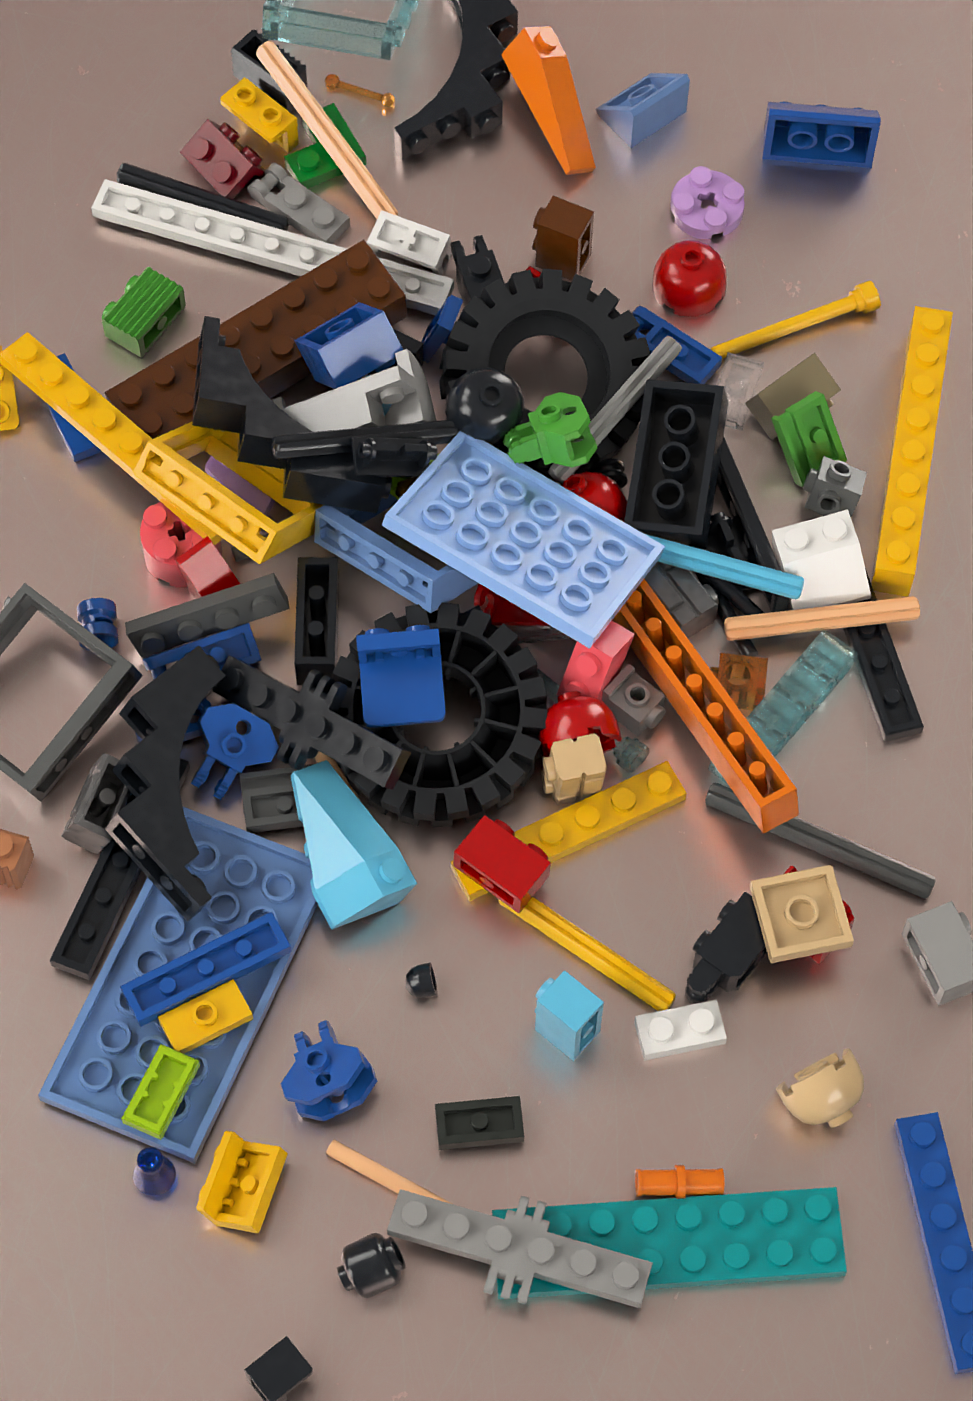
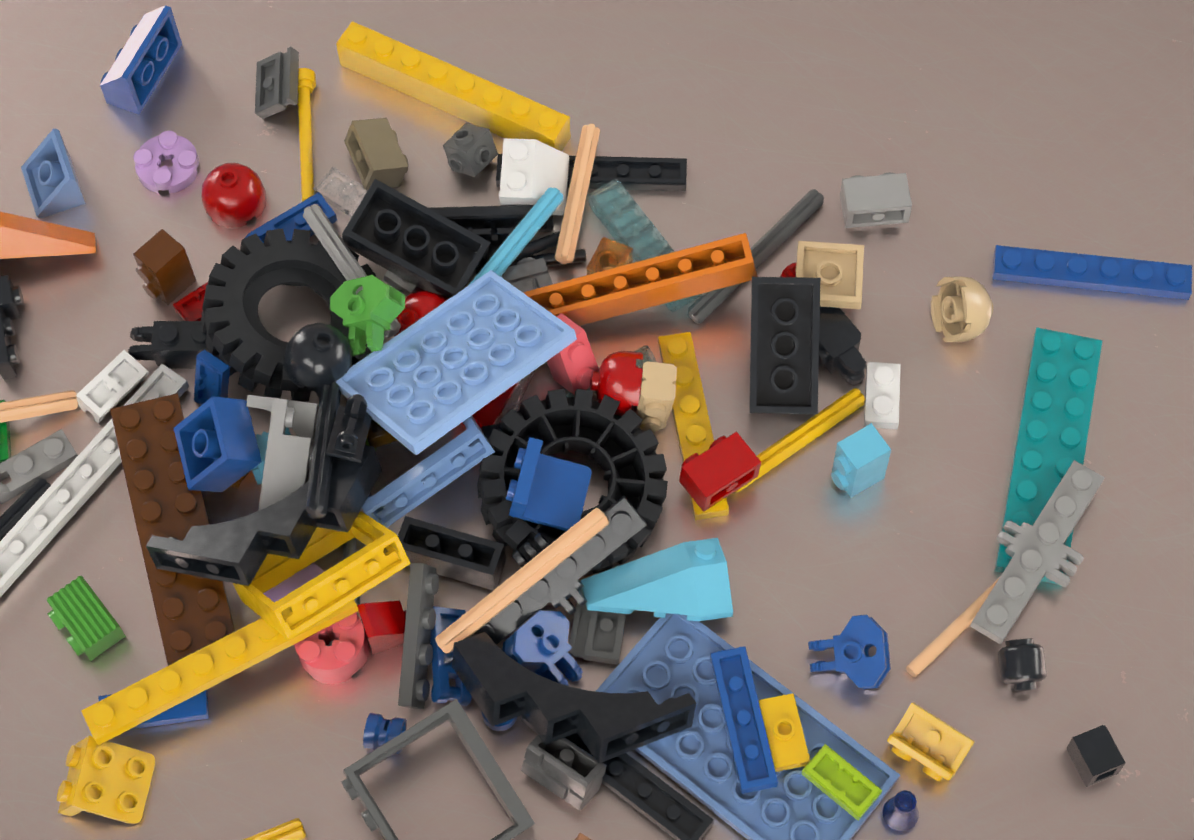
camera: 70 degrees left, 0 degrees up
(289, 688) = (522, 580): none -> light nougat axle
(421, 981) = (791, 564): black hinge -> none
(479, 1122) = (922, 555): pearl dark grey plate -> none
(631, 713) = (614, 341): light grey brick -> none
(679, 1182) = (1006, 430): orange pin -> none
(683, 884) = (784, 345): none -> black brick
(807, 435) = (420, 152): bright green plate -> none
(848, 270) = (276, 83): none -> dark grey plate

